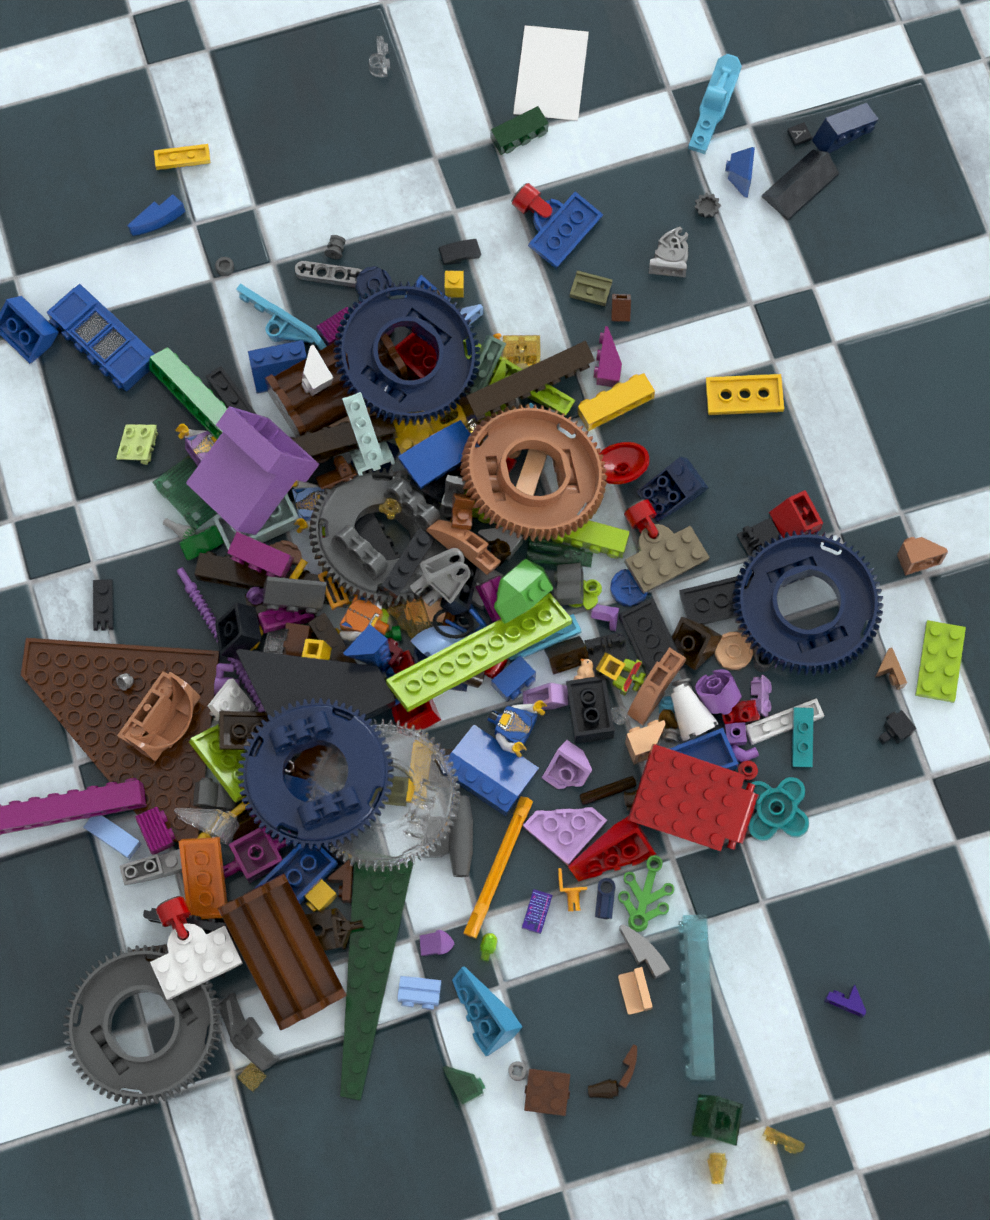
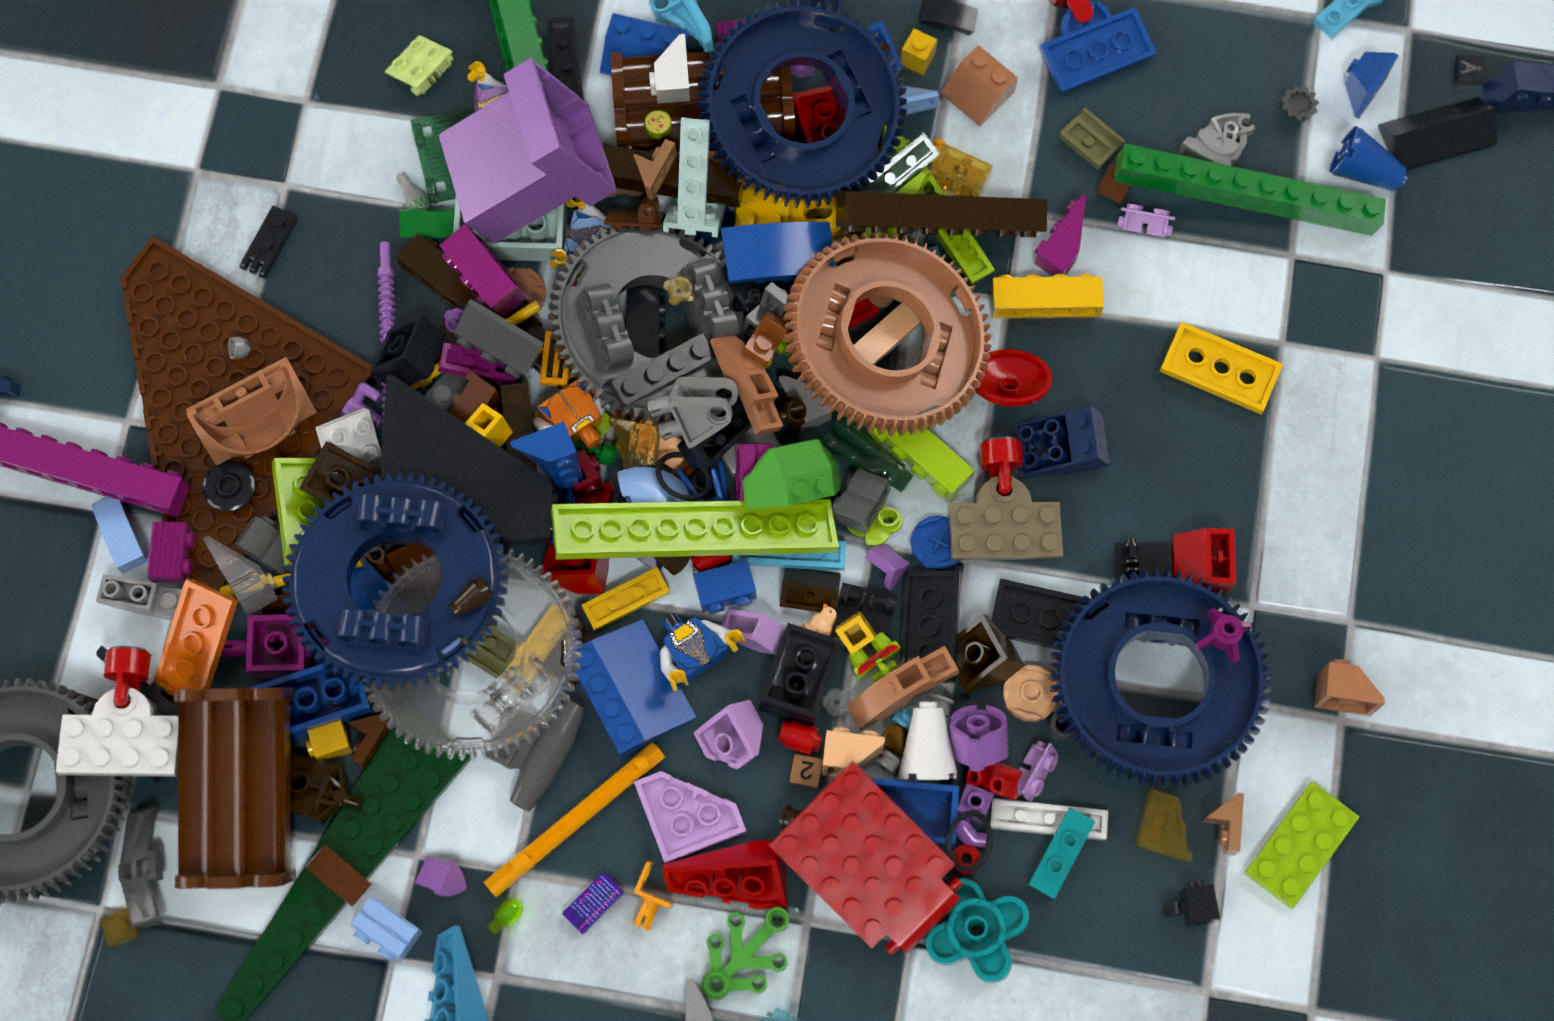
camera: 25 degrees right, 0 degrees up
(168, 771) = (229, 487): none -> black wheel
(319, 409) = (658, 124): none -> tile
(334, 441) = (654, 172): none -> medium nougat slope
(372, 759) = (471, 597): none -> dark brown cone
(373, 974) = (338, 875): none -> reddish brown slope
(456, 717) = (625, 599): none -> yellow plate
(504, 287) = (980, 85): none -> nougat slope
(605, 901) = (685, 935): dark blue piece -> none
(608, 790) = (769, 792): dark brown axle -> none
(609, 747) = (800, 737): none -> red brick
(623, 766) = (805, 771): none -> medium nougat tile
(658, 322) = (1156, 221): none -> lavender hinge
(705, 275) = (1249, 190): none -> green brick
(756, 753) = (956, 821): none -> black tyre
(767, 223) = (1367, 162): none -> blue cone
(834, 556) = (1220, 638): none -> magenta brick
(854, 692) = (1163, 827): none -> clear yellow wing

